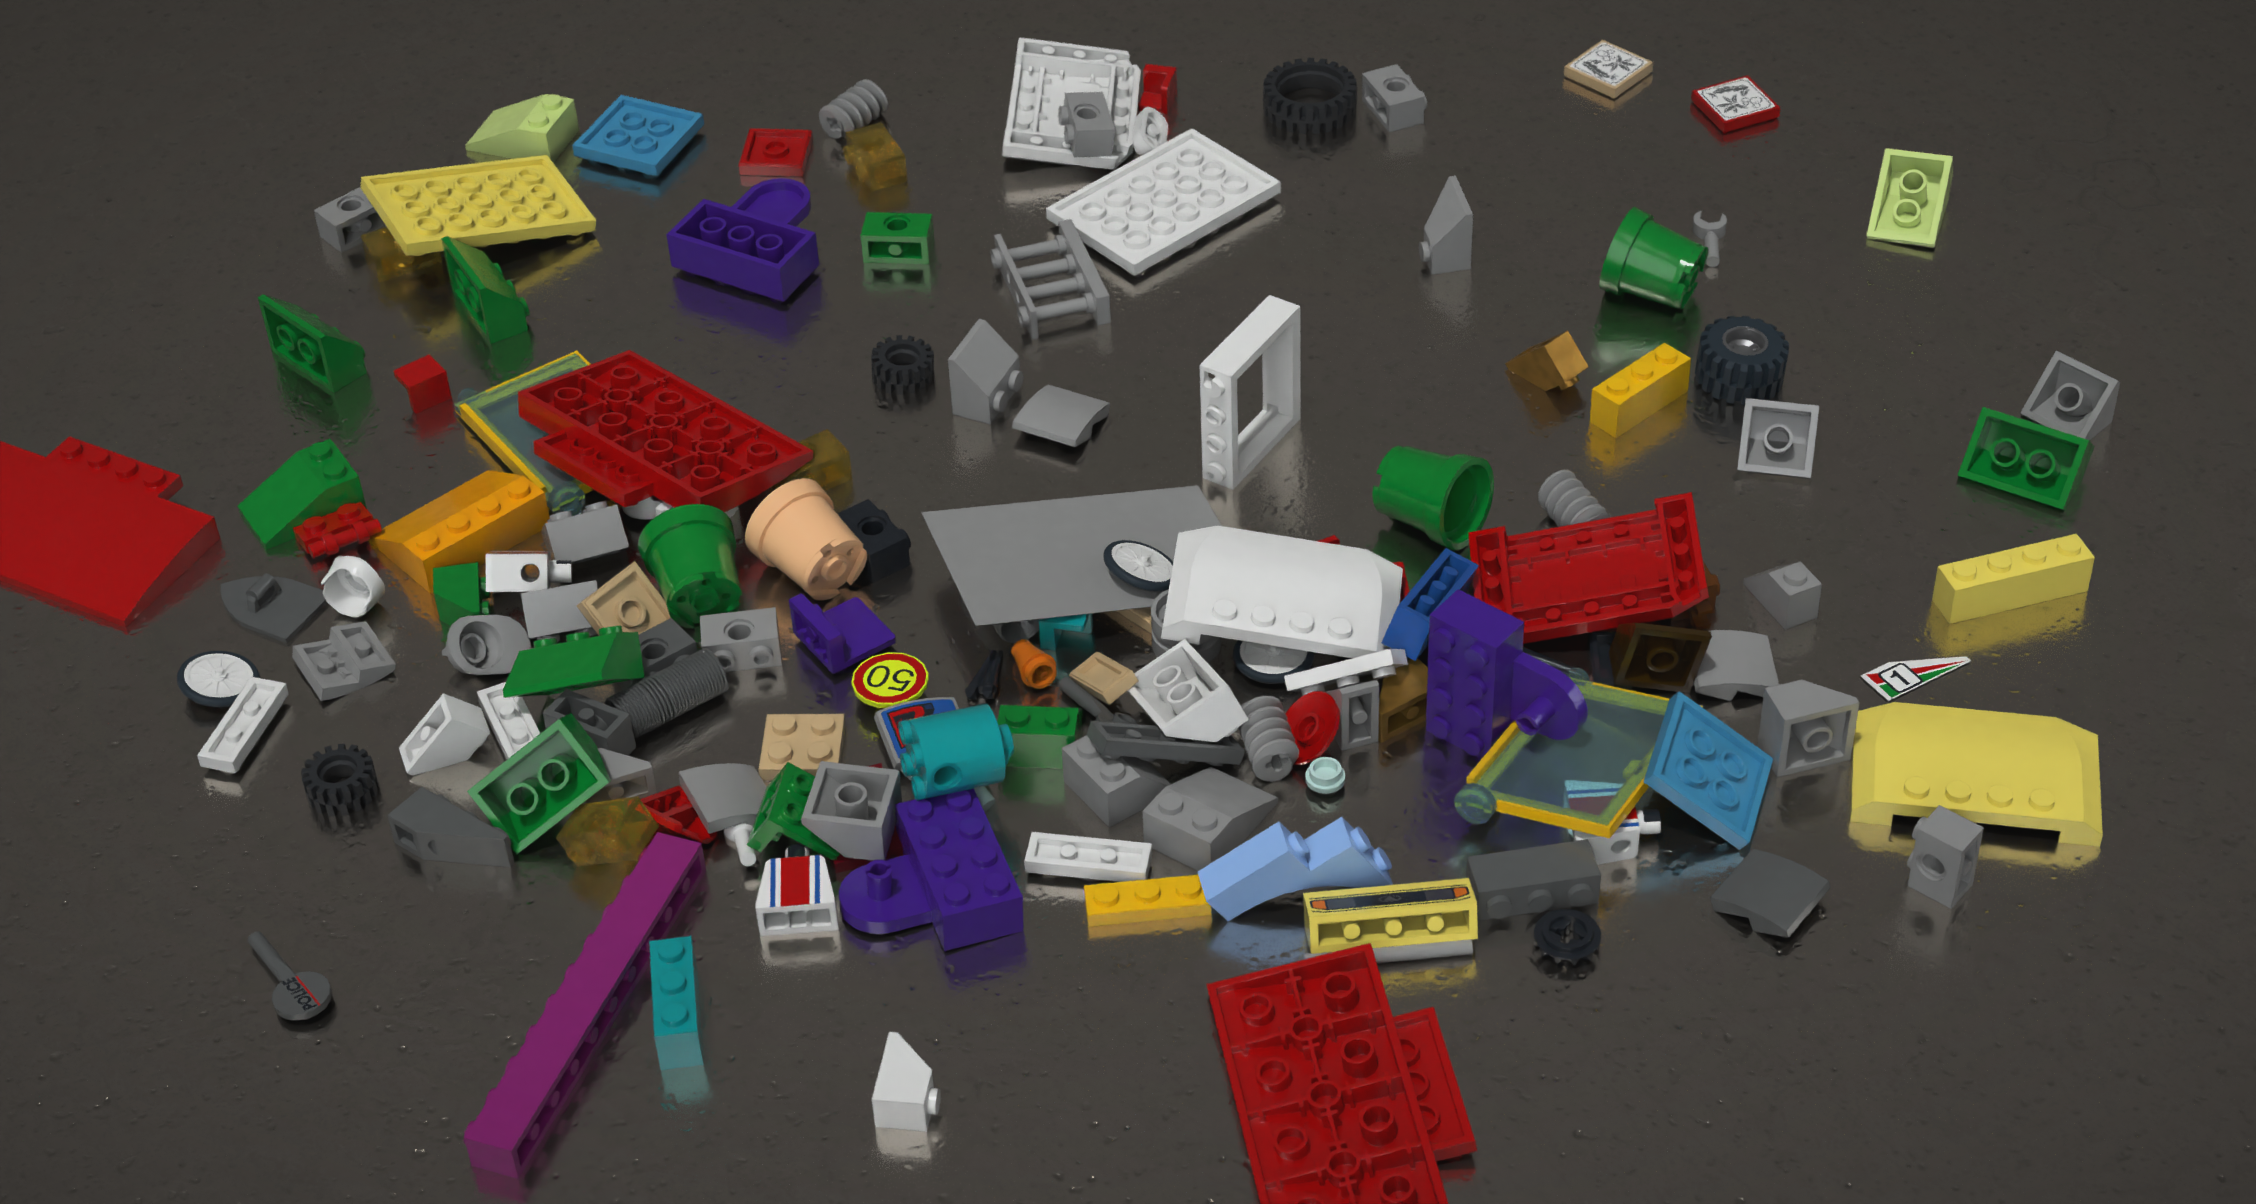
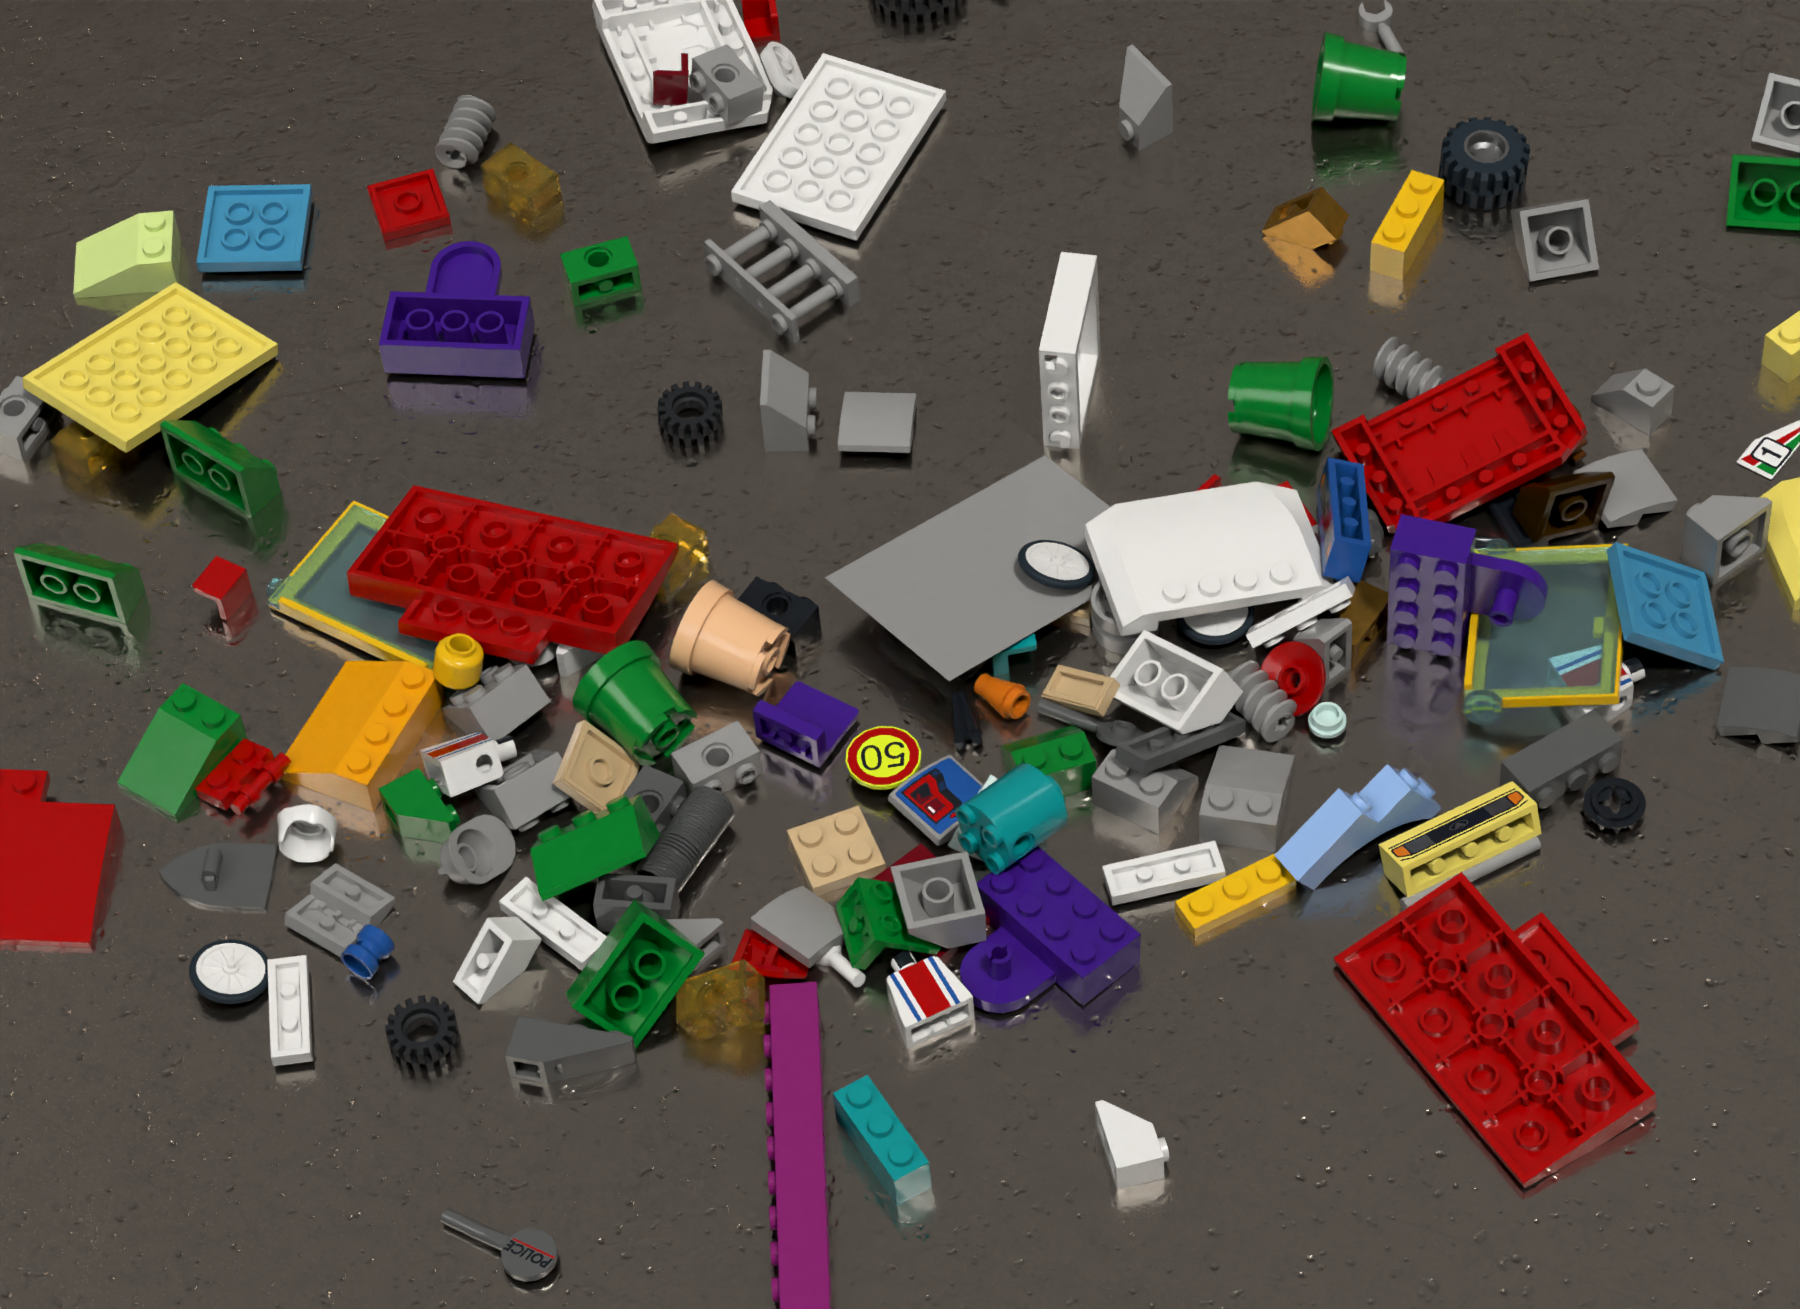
camera: 20 degrees left, 10 degrees up
(343, 696) = (369, 949): none -> blue wheel
(562, 485) = (458, 661): none -> yellow head
(1042, 114) = (671, 86): none -> dark red panel

